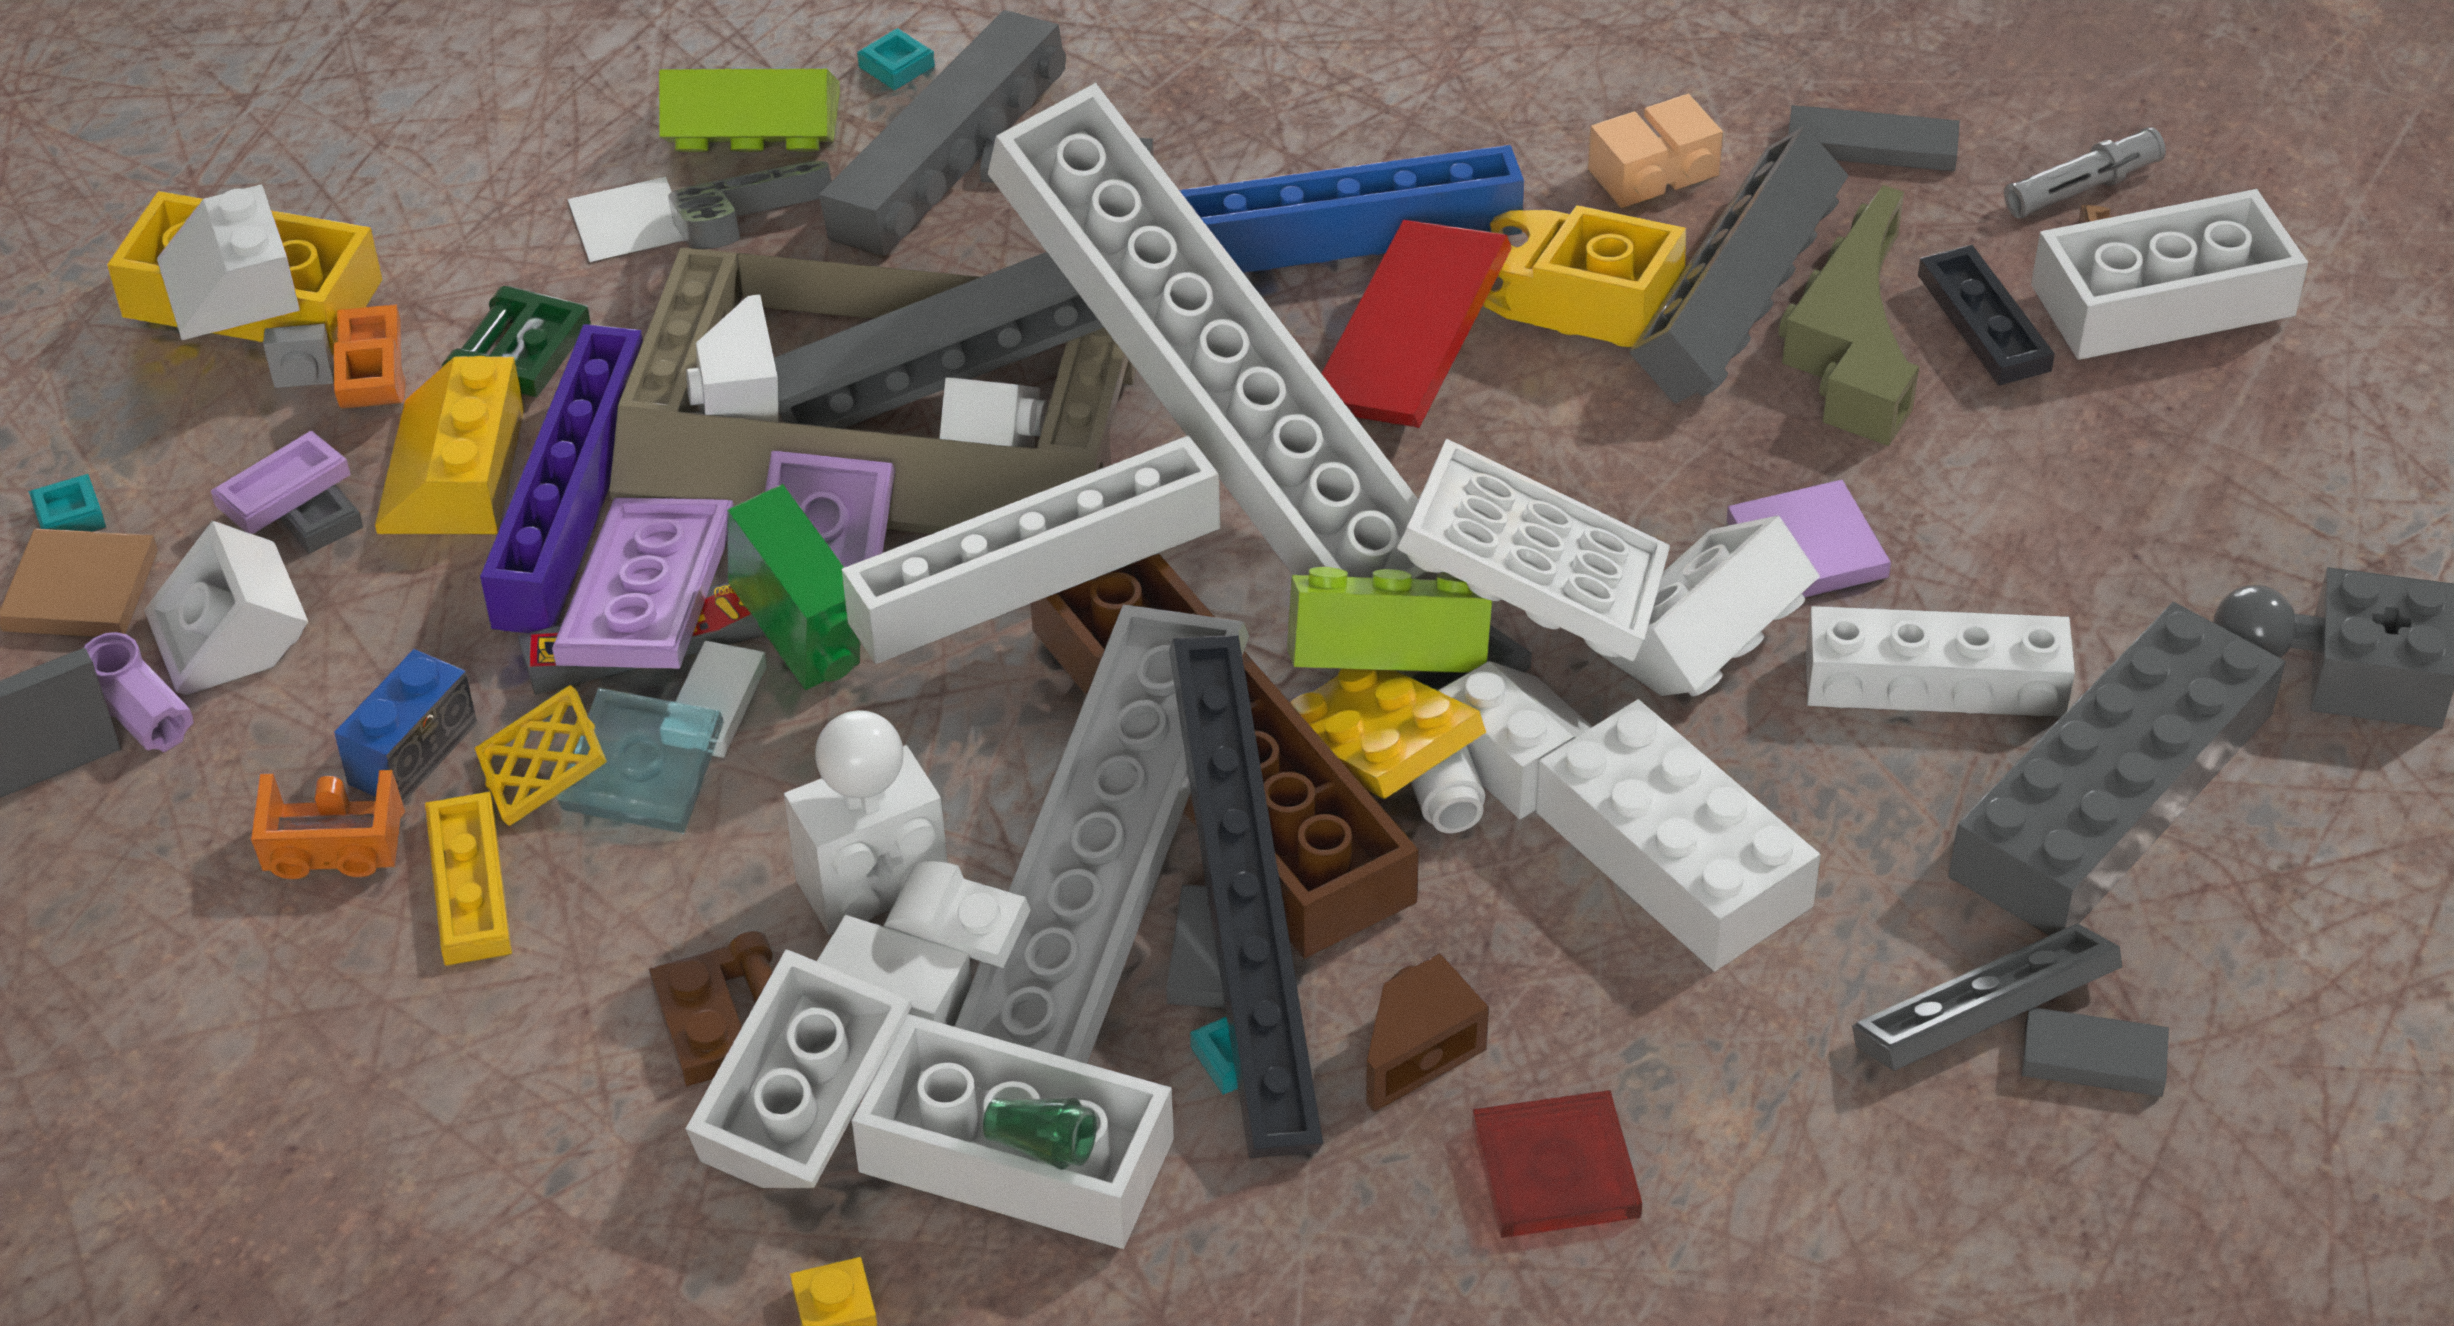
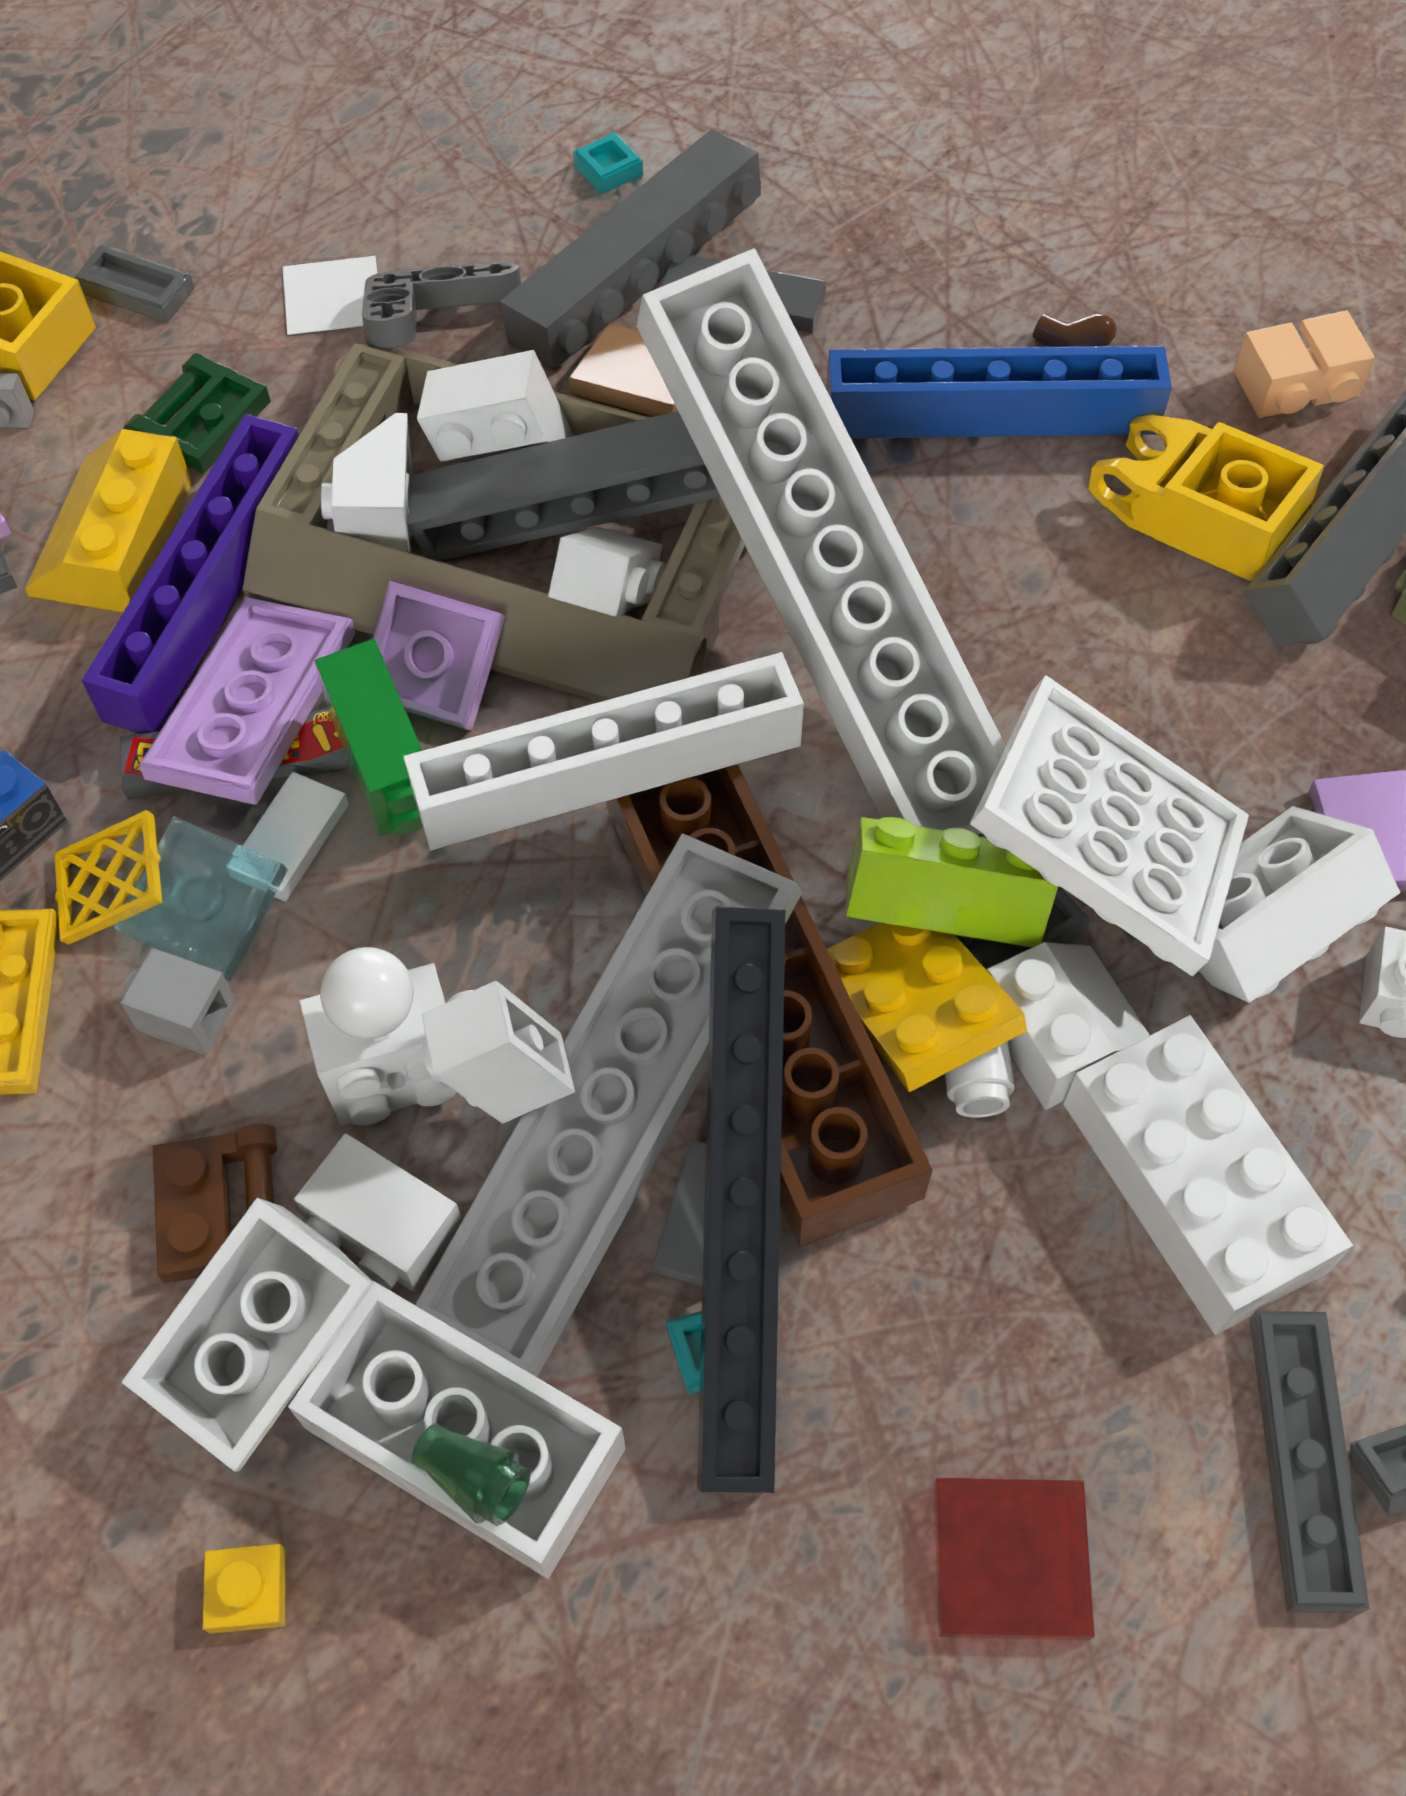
camera: 10 degrees right, 15 degrees up
(368, 357) = (55, 414): orange brick -> none
(418, 233) = (134, 283): none -> dark grey tile
(642, 846) = (177, 1001): none -> light grey brick
(747, 108) = (458, 198): lime slope -> none
(838, 283) = (490, 408): none -> white slope
(958, 912) = (453, 1158): white brick -> none
(971, 241) = (622, 374): none -> tile
(986, 803) = (496, 1052): none -> white brick
(1414, 320) = (1034, 525): red tile -> none
(1422, 1030) = (900, 1367): reddish brown slope -> none
(1433, 144) = (1086, 332): none -> reddish brown arm
(1816, 1050) = (1308, 1463): none -> dark grey tile

